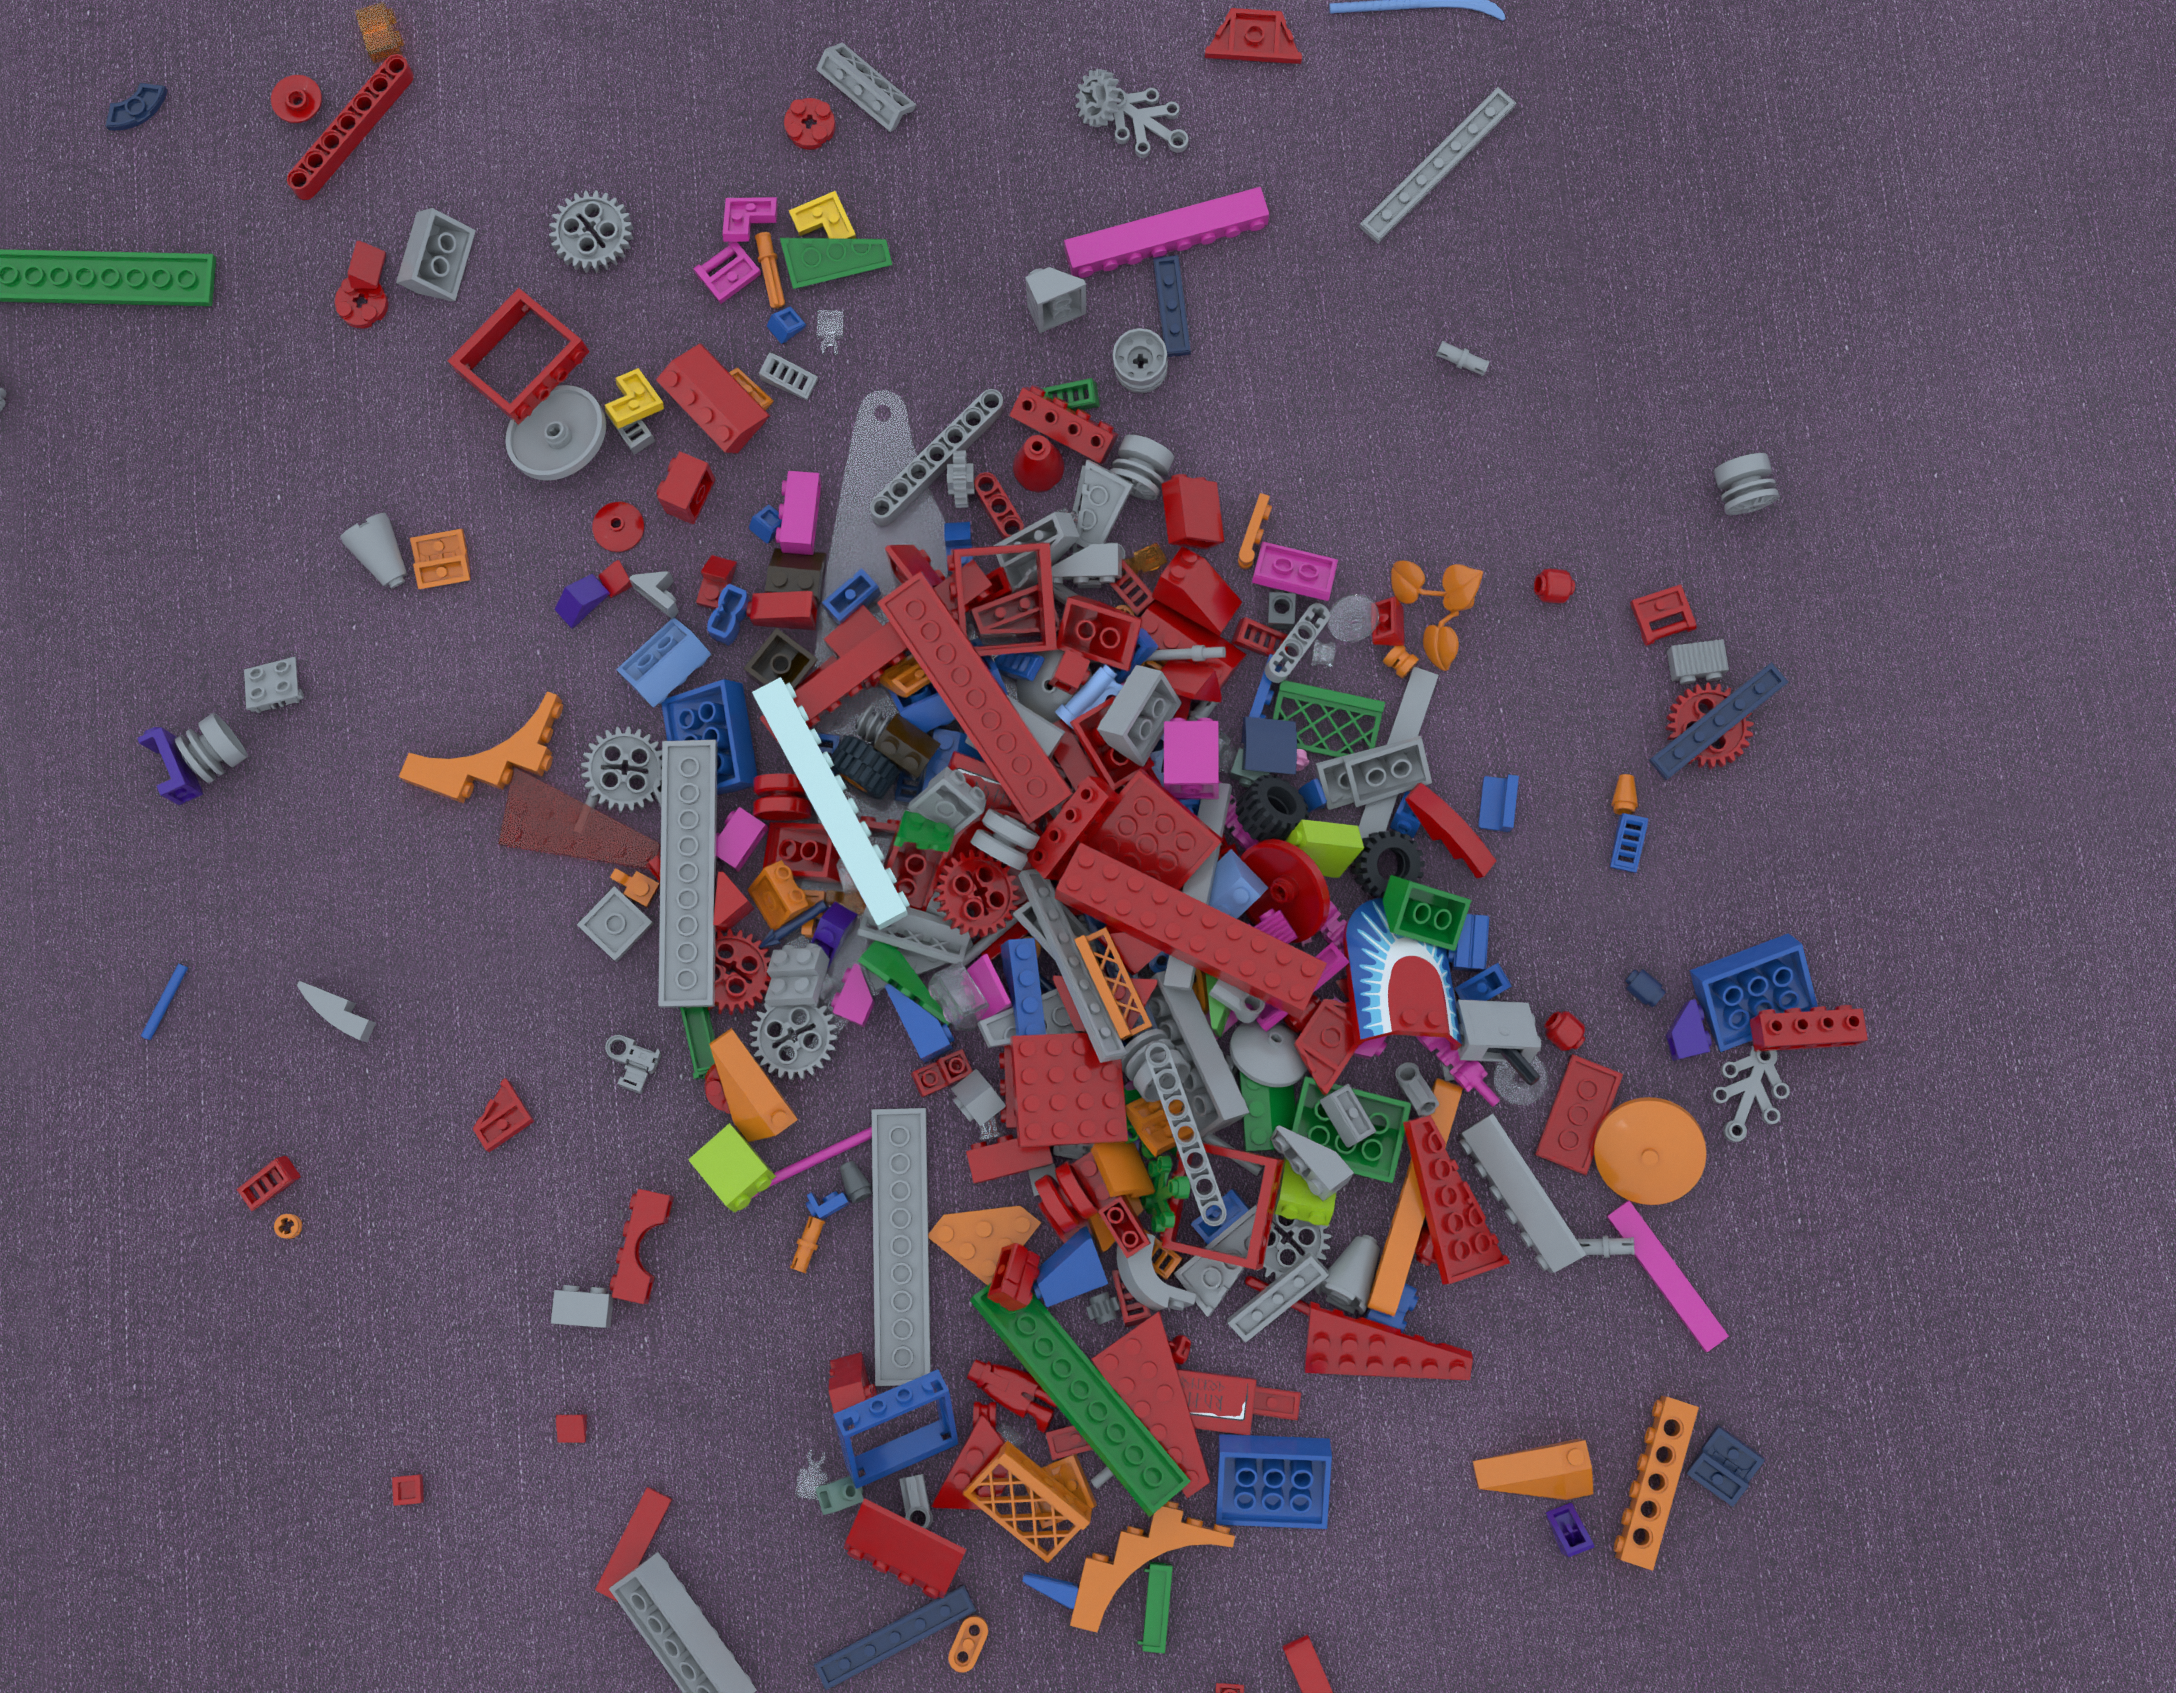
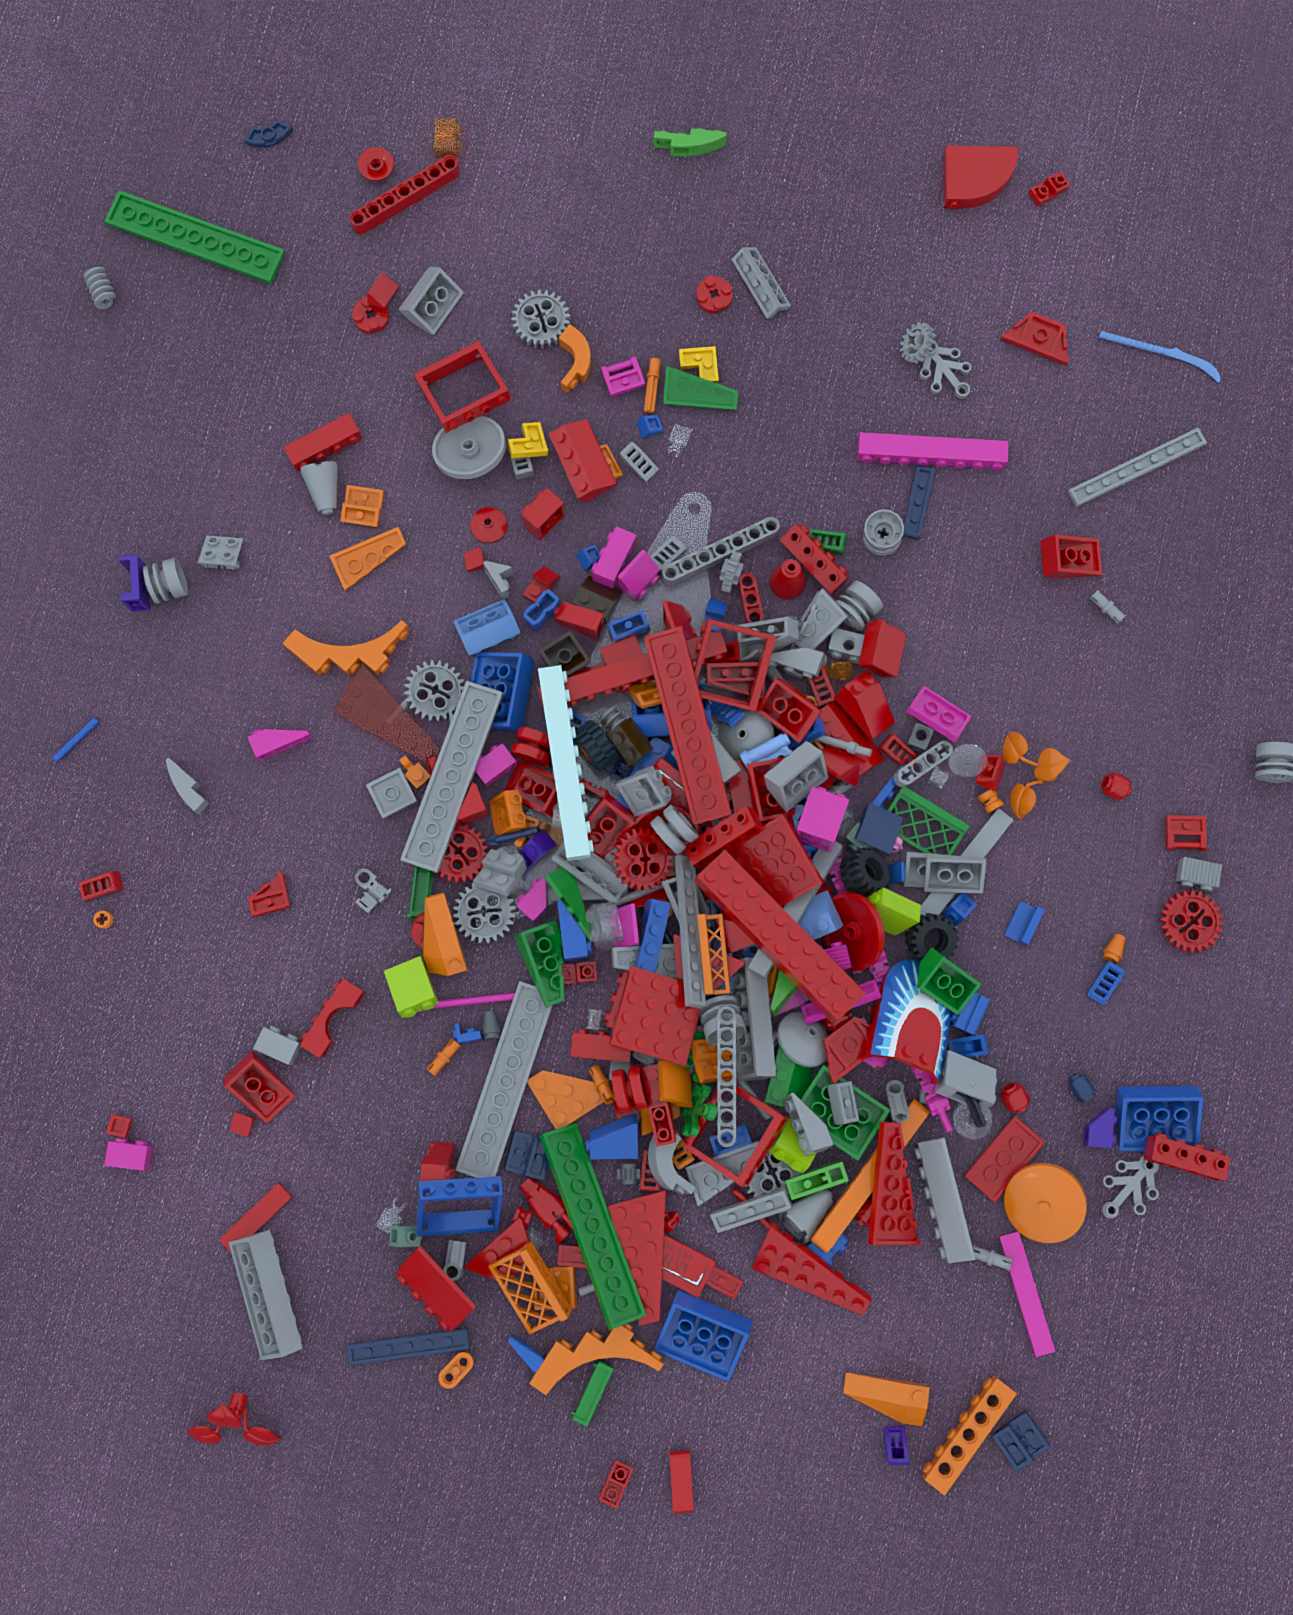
camera: 20 degrees right, 0 degrees up
(358, 492) = (323, 442): none -> red brick
(430, 912) = (271, 742): none -> dark pink slope
(434, 1523) = (128, 1155): none -> dark pink brick
(468, 625) = (364, 557): none -> orange wing
(575, 1371) = (258, 1087): none -> red slope
(580, 599) = (446, 565): dark purple slope -> none
(652, 250) = (576, 344): none -> orange arch
(742, 212) = (648, 339): dark pink plate -> none
(841, 526) = (638, 576): none -> dark pink slope
(858, 503) = (657, 554): none -> light grey slope
(893, 1070) = (543, 957): none -> green wedge
(923, 832) = (621, 805): green wing -> none
(962, 1333) = (526, 1156): none -> dark blue slope
(977, 1098) = (593, 999): light grey brick -> none
(1014, 1277) = (575, 1131): red brick -> none
(1027, 1205) = (602, 1084): none -> orange pin
(1054, 297) = (839, 469): light grey slope -> none
(1070, 671) = (760, 729): red brick -> none
(1133, 515) = (839, 638): none -> light grey brick
(1236, 999) = (793, 995): light grey piece -> none
(1254, 533) = (920, 678): orange plate -> none
(1348, 1227) = (817, 1179): none -> bright green slope
(1393, 309) = (1070, 556): none -> red slope
(1445, 824) = (981, 924): red slope -> none
(1718, 721) = (1199, 920): dark blue tile -> none

